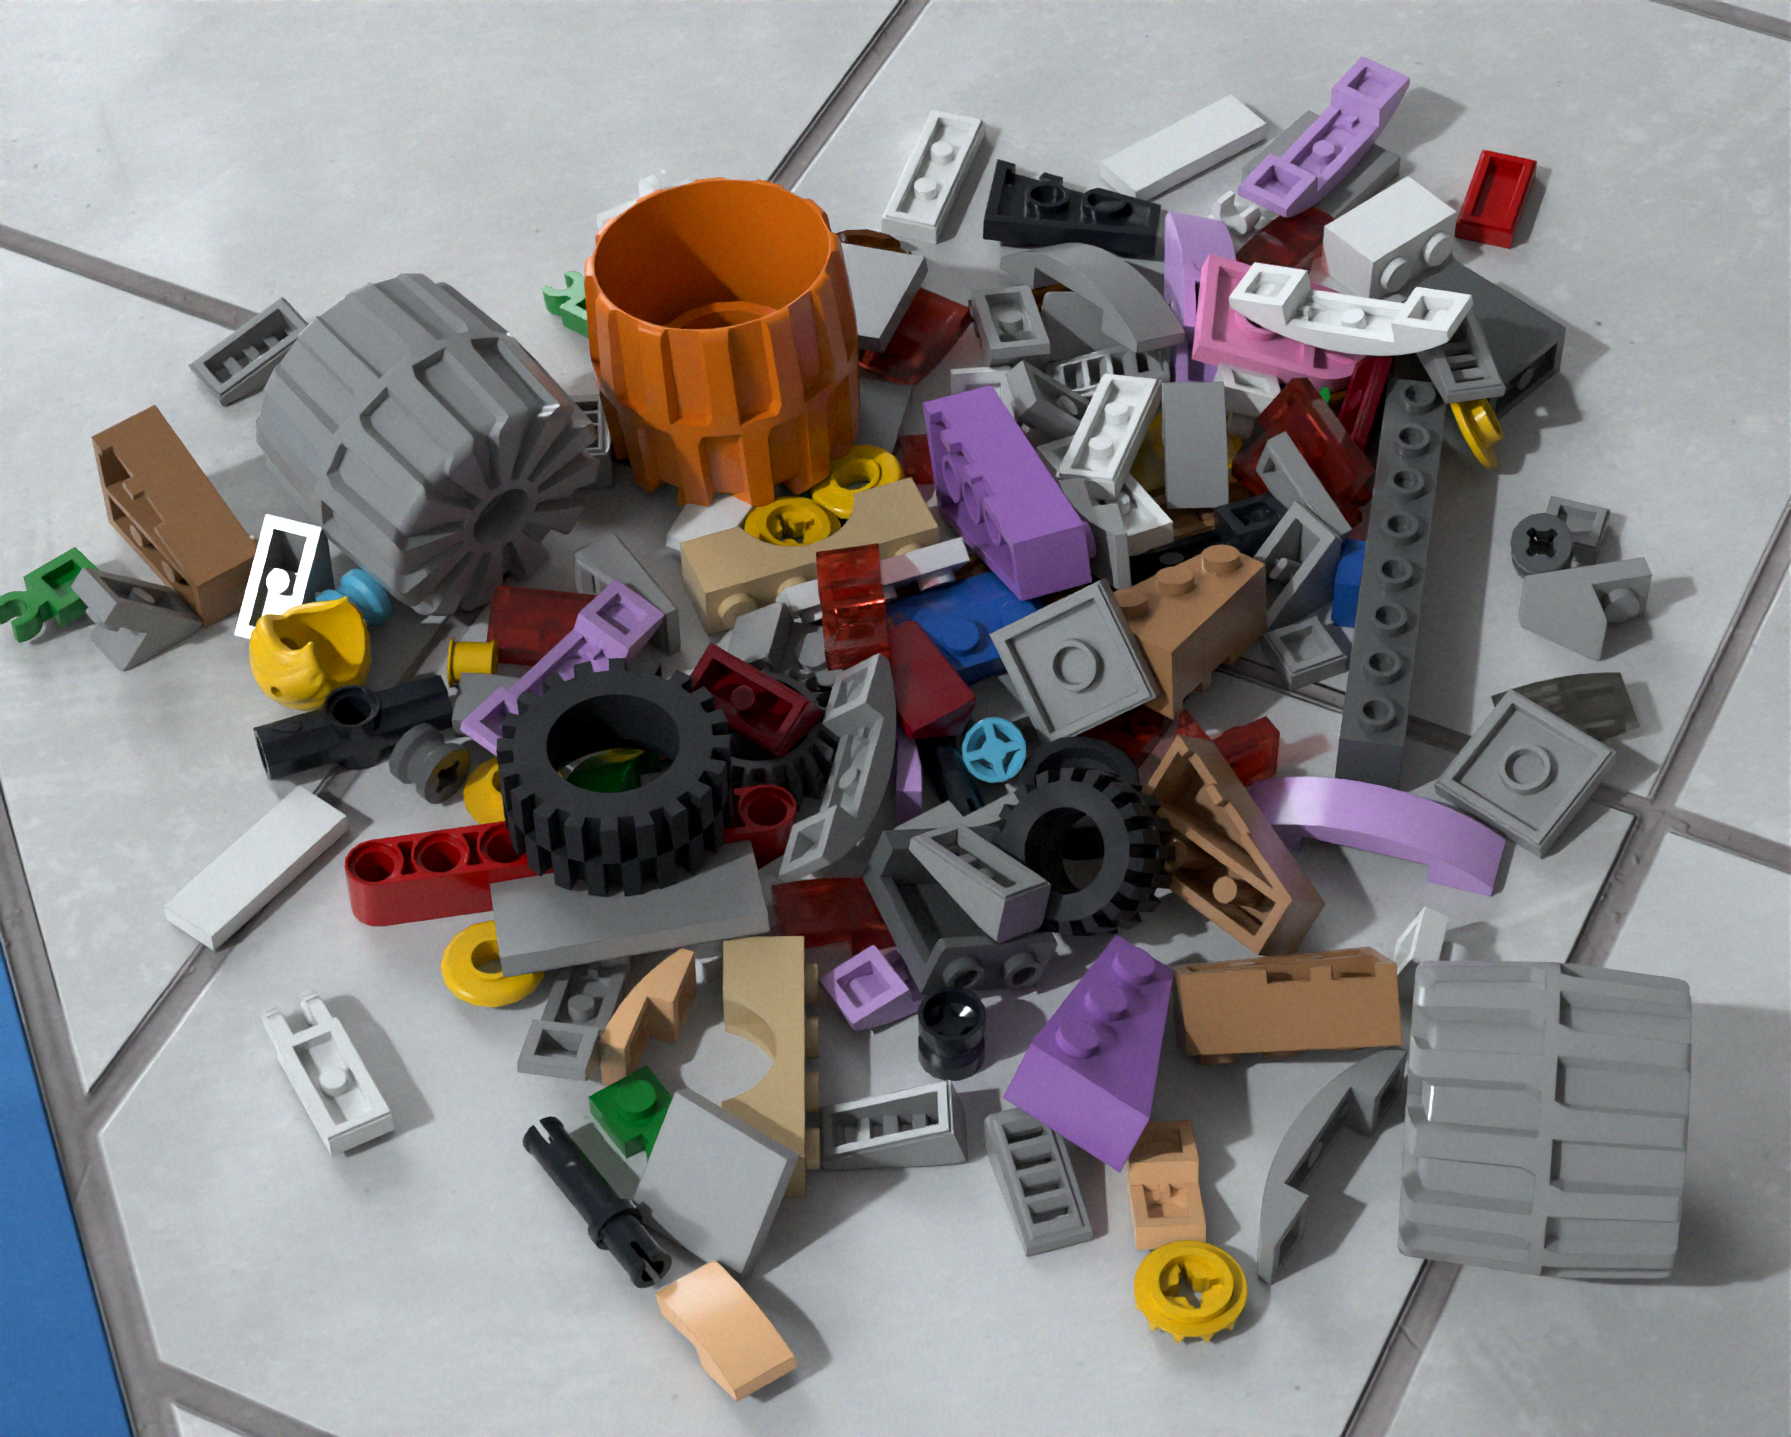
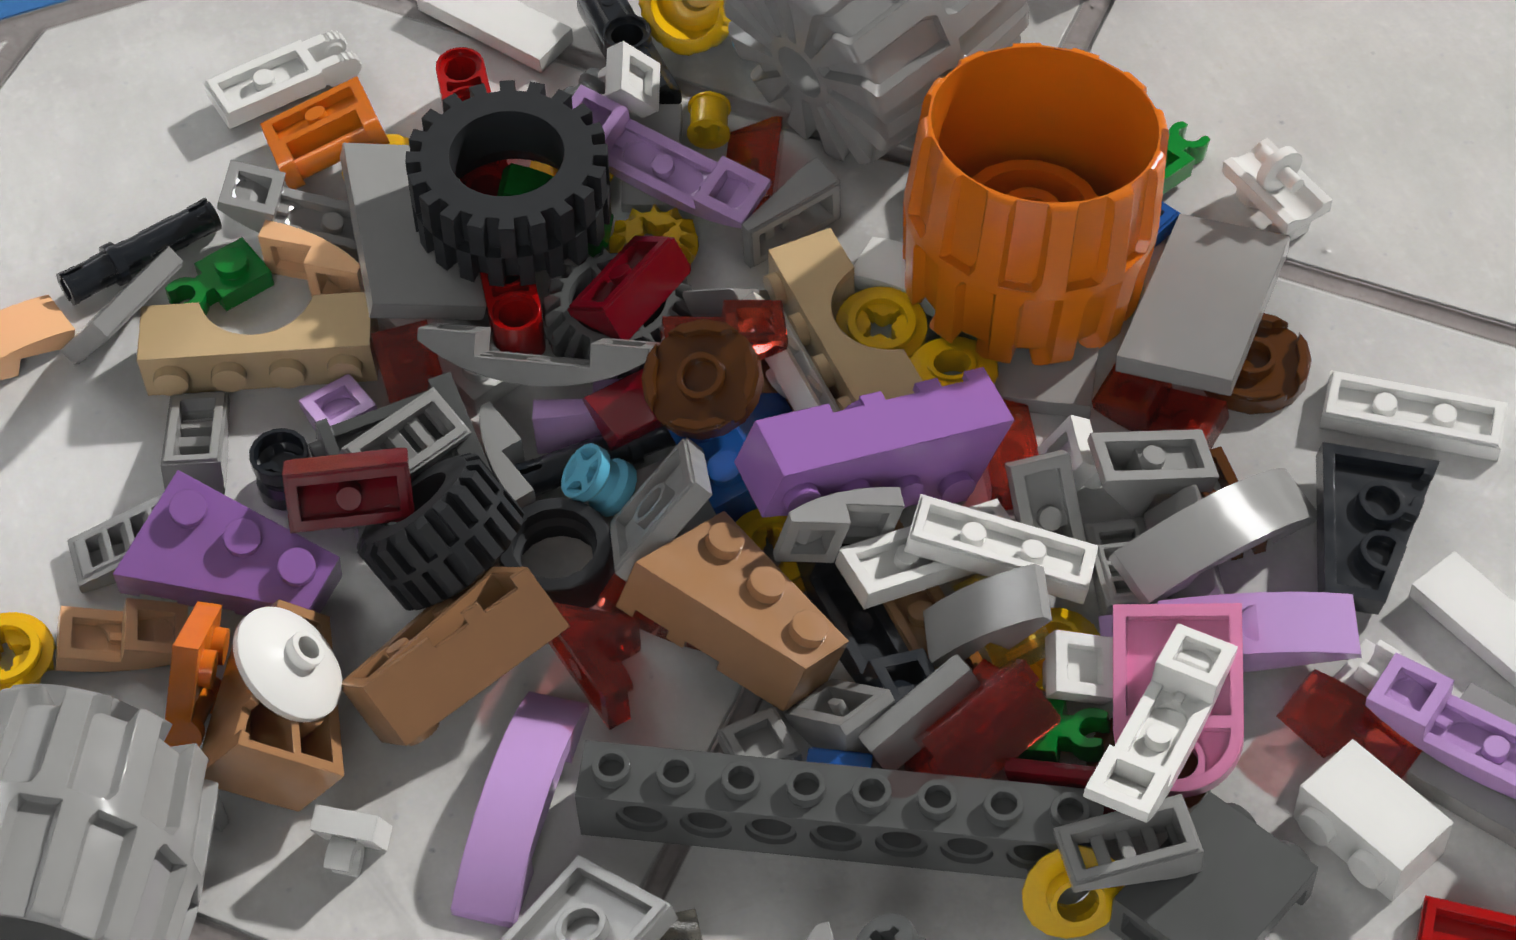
camera: 90 degrees right, 5 degrees up
(421, 1017) = (313, 132): none -> orange plate
(451, 687) = (631, 79): none -> white tile
(926, 610) = (702, 379): none -> reddish brown tile
(1052, 898) = (348, 490): none -> dark red slope
(1260, 1040) = (193, 671): none -> orange plate
(1264, 953) = (287, 664): none -> white dish

